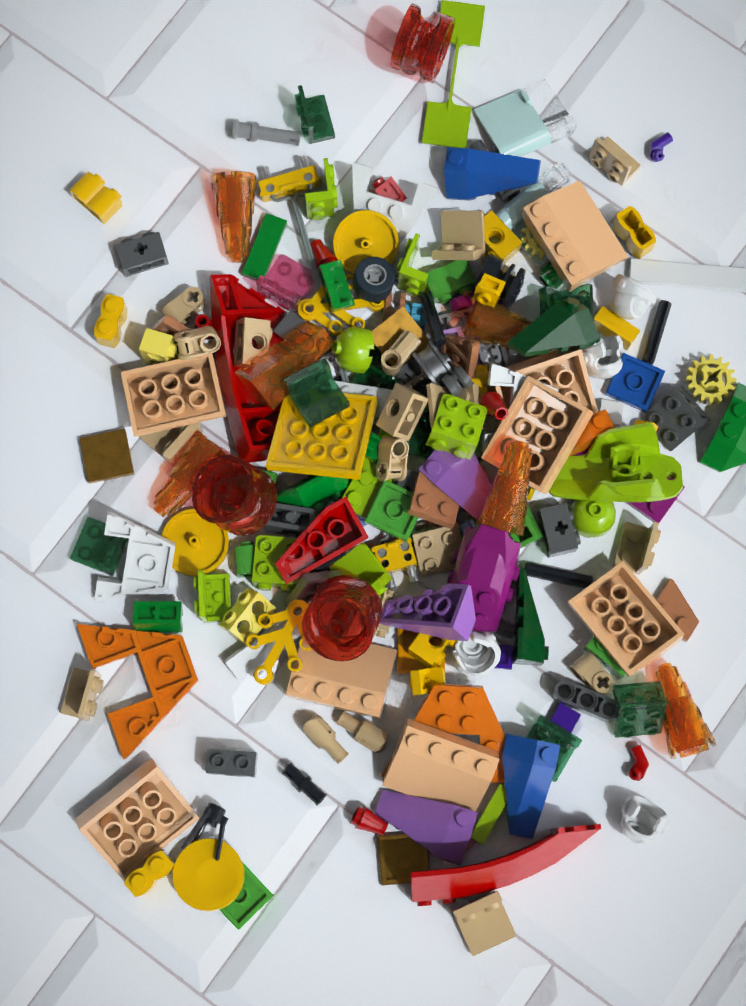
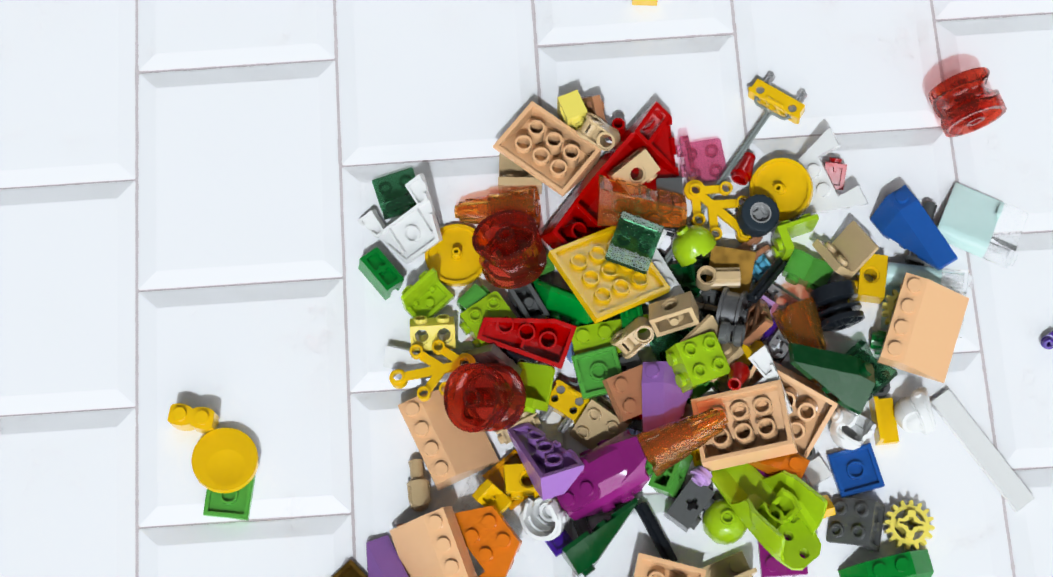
camera: 55 degrees right, 5 degrees down
(81, 694) = (283, 268): tan bracket -> none
(107, 456) = (466, 144): pearl gold tile -> none
(109, 324) = (569, 64): yellow brick -> none
(136, 818) = (225, 377): light nougat slope -> none
(153, 256) = (623, 46): dark grey brick -> none
(165, 667) = (348, 310): orange wing -> none
(183, 308) = (618, 106): tan piece -> none
(212, 816) = (268, 427): black plant -> none
(232, 763) = (318, 410): dark grey brick -> none
(234, 208) = (721, 79): clear orange cone -> none
(254, 131) = (793, 47): light grey pin -> none
(264, 247) = (715, 123): green tile -> none
(304, 784) = (345, 474): black pin -> none
(314, 117) = (841, 76): clear green bracket -> none
(322, 204) = (782, 135): lime bracket -> none
(324, 737) = (390, 460): tan arm -> none
(335, 286) = (728, 193): green hinge -> none
(368, 821) = (355, 543): red cone -> none
(447, 122) = (928, 172): lime hinge -> none
(460, 303) = (798, 292): magenta tile -> none
(488, 290) = (820, 299): yellow bracket -> none
(547, 502) = (701, 476): none -> lavender plate
(613, 160) = (1012, 314): tan bracket -> none
(630, 228) = (969, 369): yellow brick -> none
(656, 332) = (909, 455): black axle -> none

